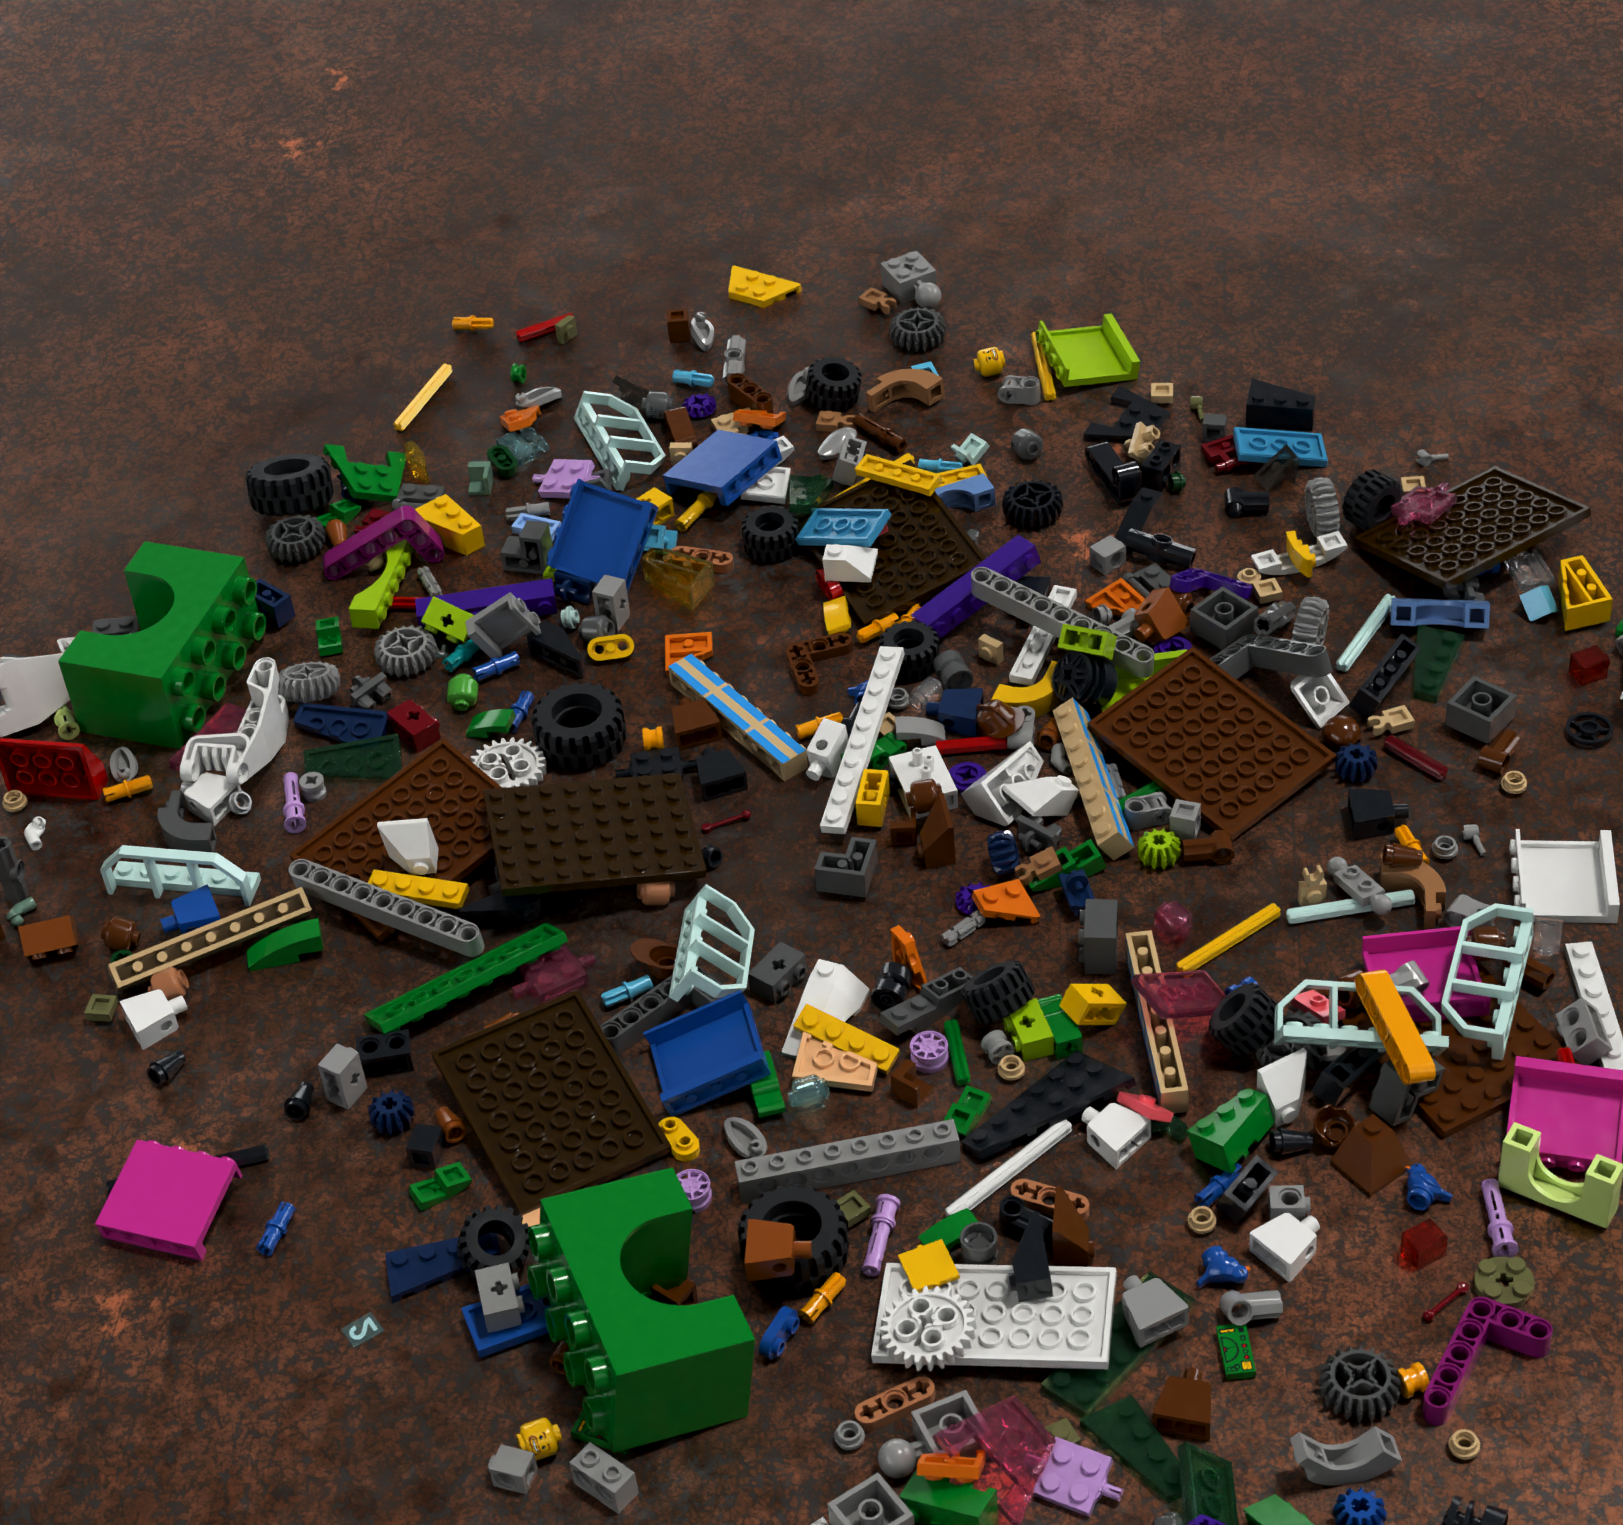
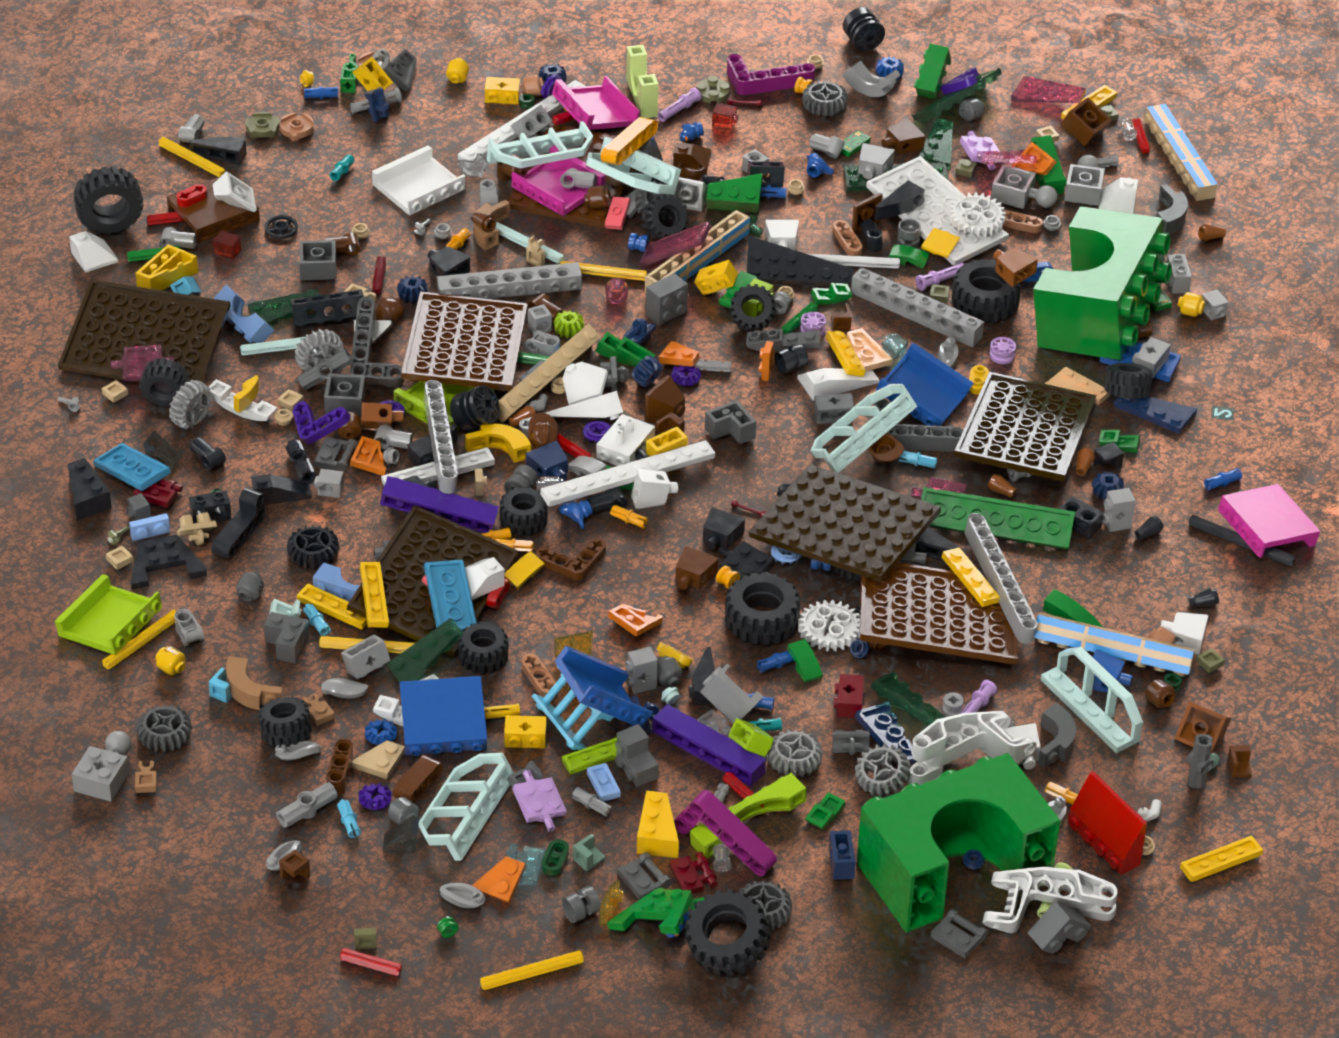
camera: 140 degrees left, 0 degrees up
(336, 532) = (734, 883): dark orange cone -> none
(410, 844) = (953, 583): white slope -> none
(437, 443) = (581, 904): none -> dark grey wheel
(462, 692) = (796, 694): bright green head -> none
(472, 323) = (413, 1010): light orange axle -> none
(679, 451) = (446, 757): tan plate -> none
(740, 717) = (664, 554): brick -> none
(759, 288) = (190, 867): yellow wing -> none
(761, 417) = (364, 736): orange wing -> none
(886, 435) = (312, 656): reddish brown pin -> none
(923, 795) = (649, 412): reddish brown head -> none
(934, 437) = (288, 634): none -> dark grey brick
(1042, 865) = (639, 350): medium nougat plate -> none
(1088, 641) = (458, 398): lime brick -> none
(1145, 1106) = (758, 226): coral plate -> none
(1180, 423) = (149, 527): none -> light blue plate
(1283, 843) = (513, 281): none -> light grey brick
(1285, 1244) = (778, 151): white torso -> none
(1359, 885) = (513, 239): light grey plate -> none

